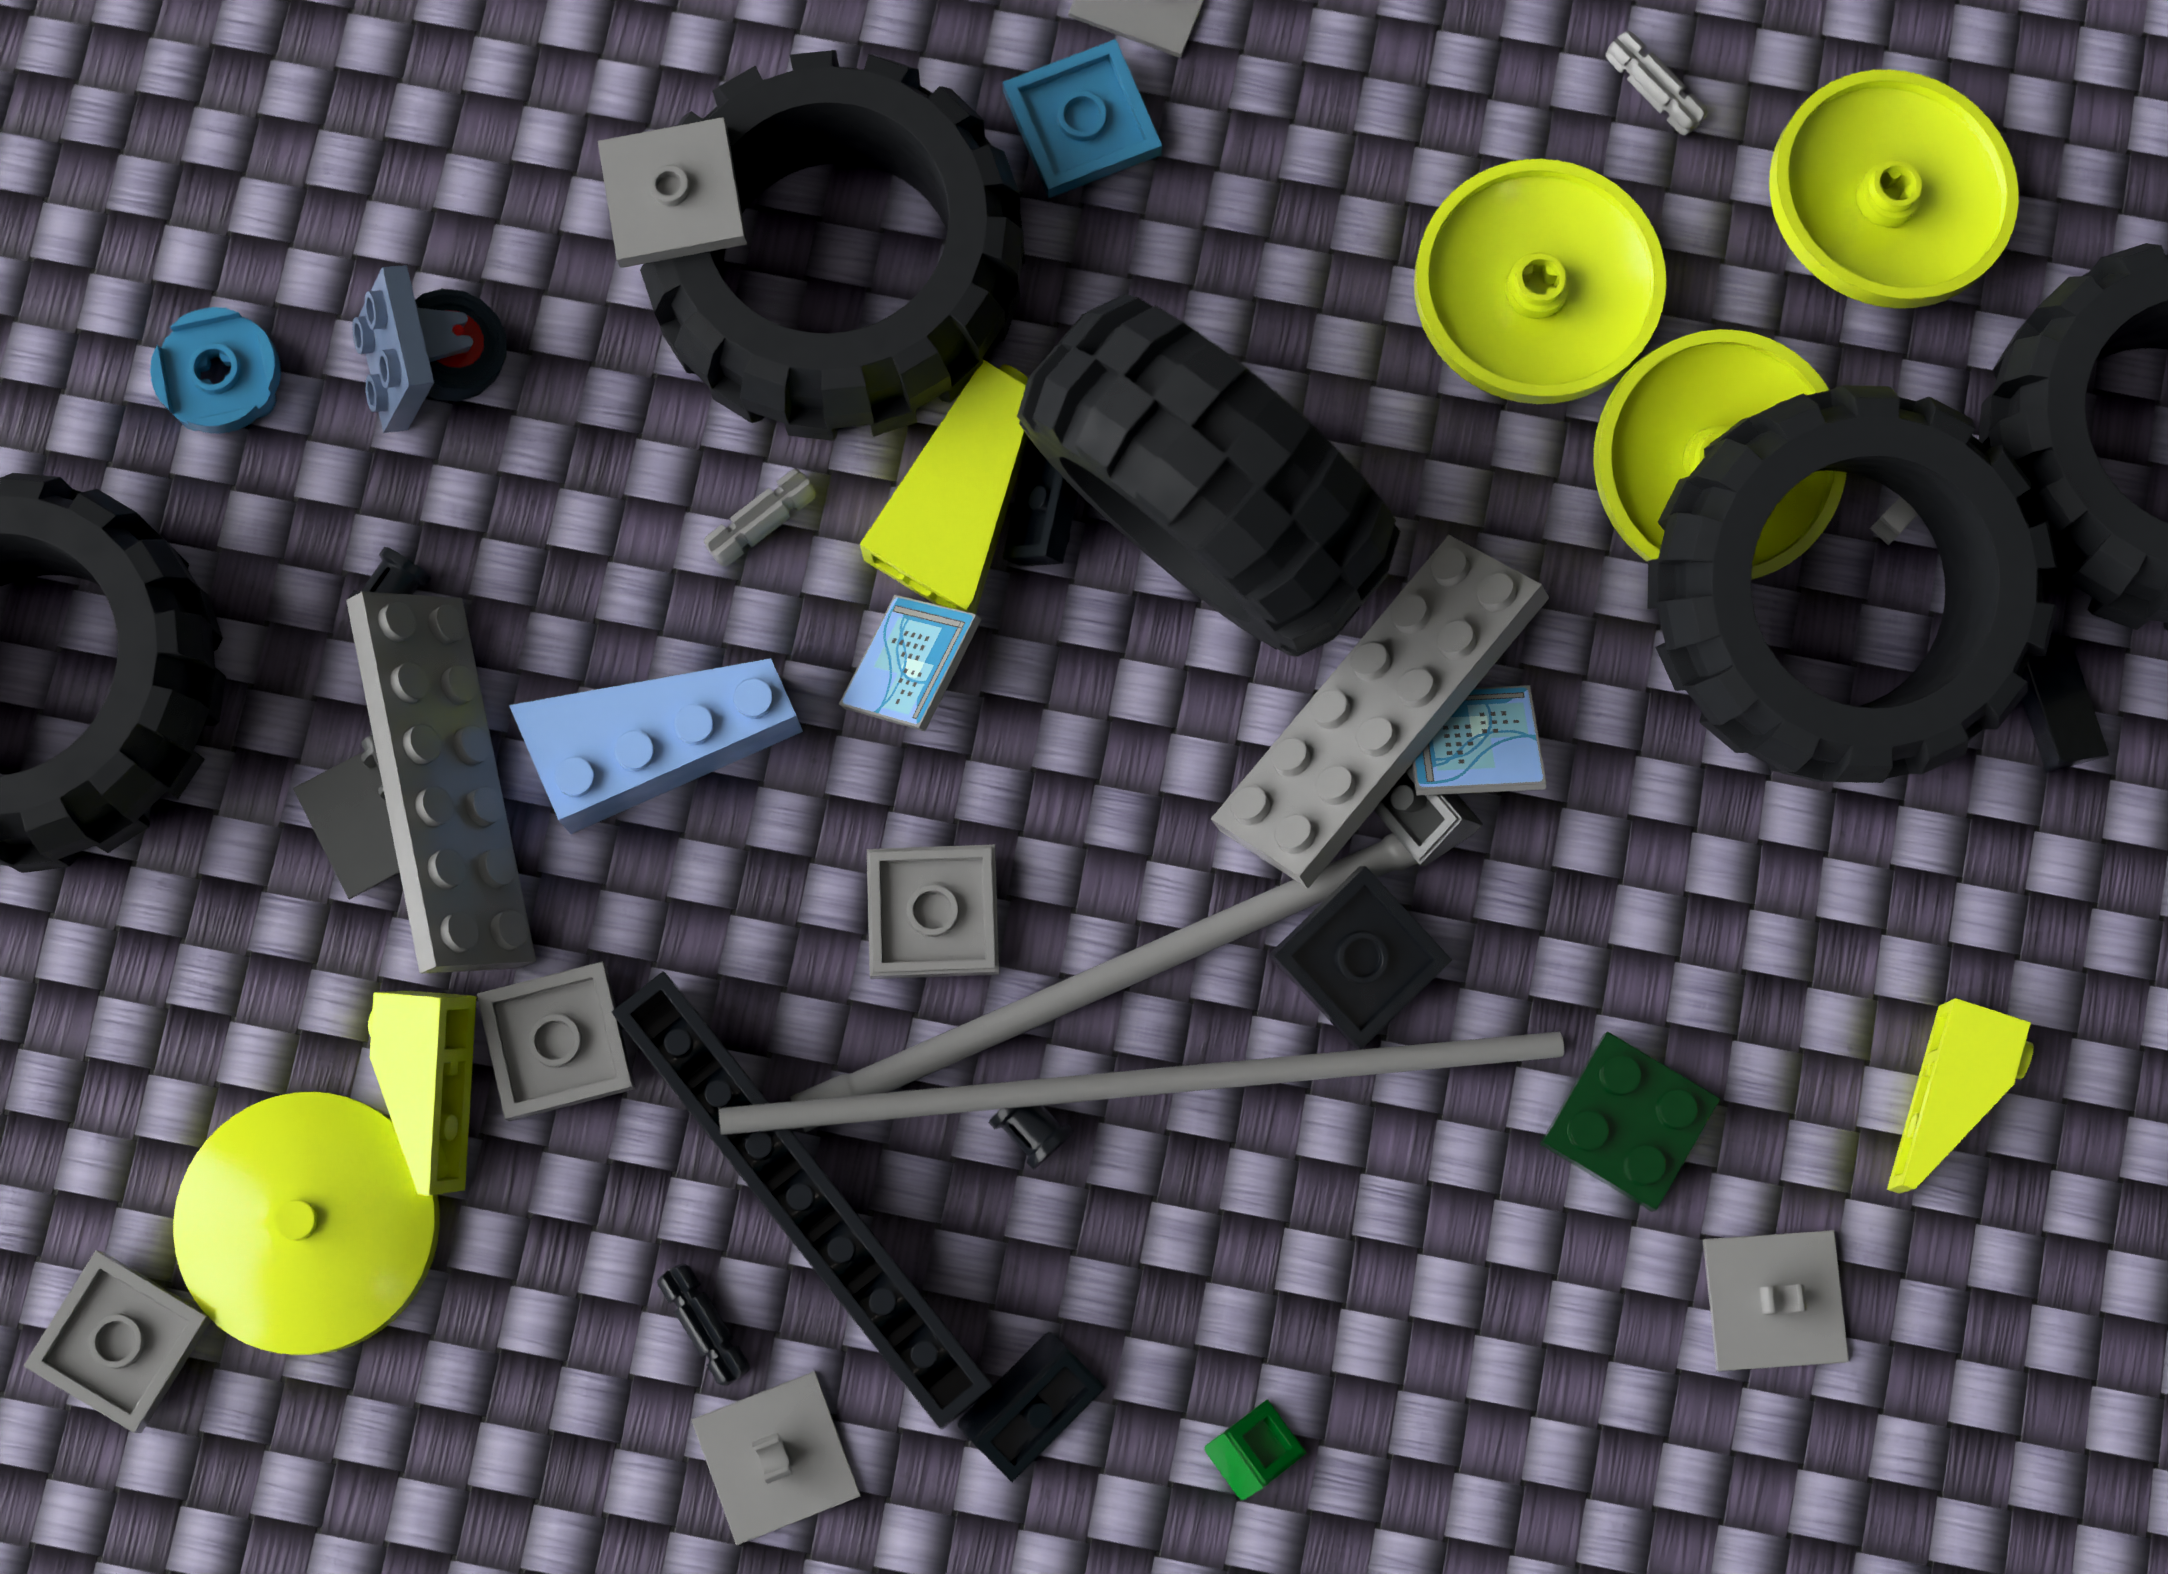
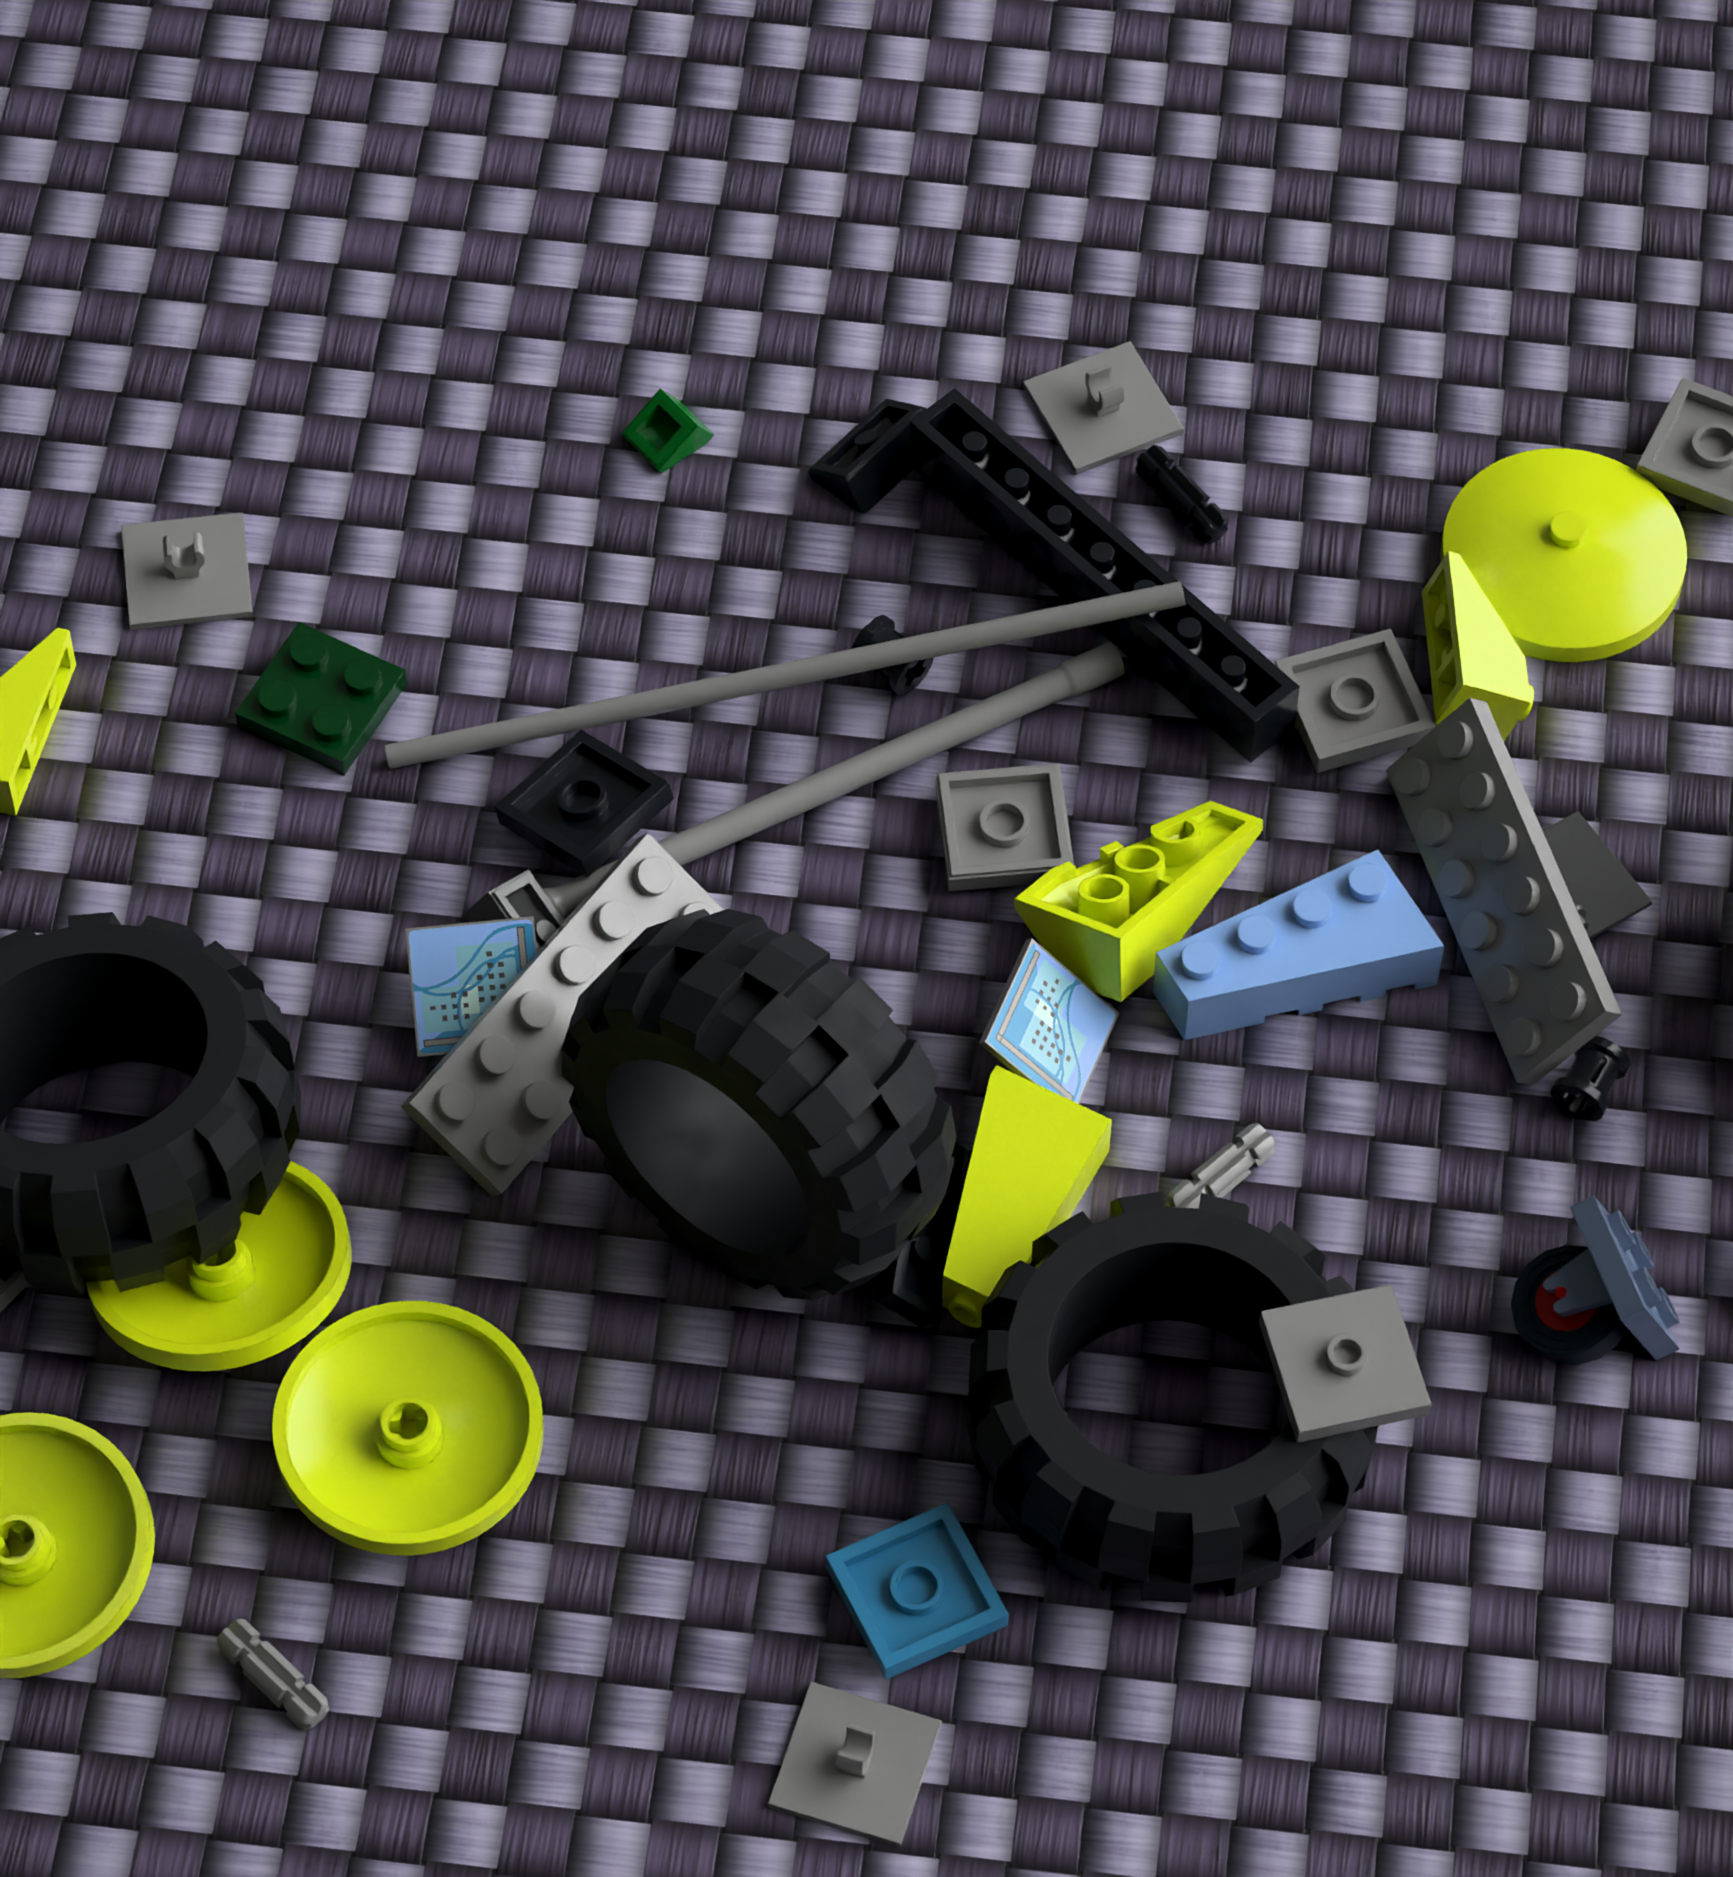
camera: 175 degrees right, 20 degrees down
(818, 807) = (1137, 898): none -> neon yellow wedge

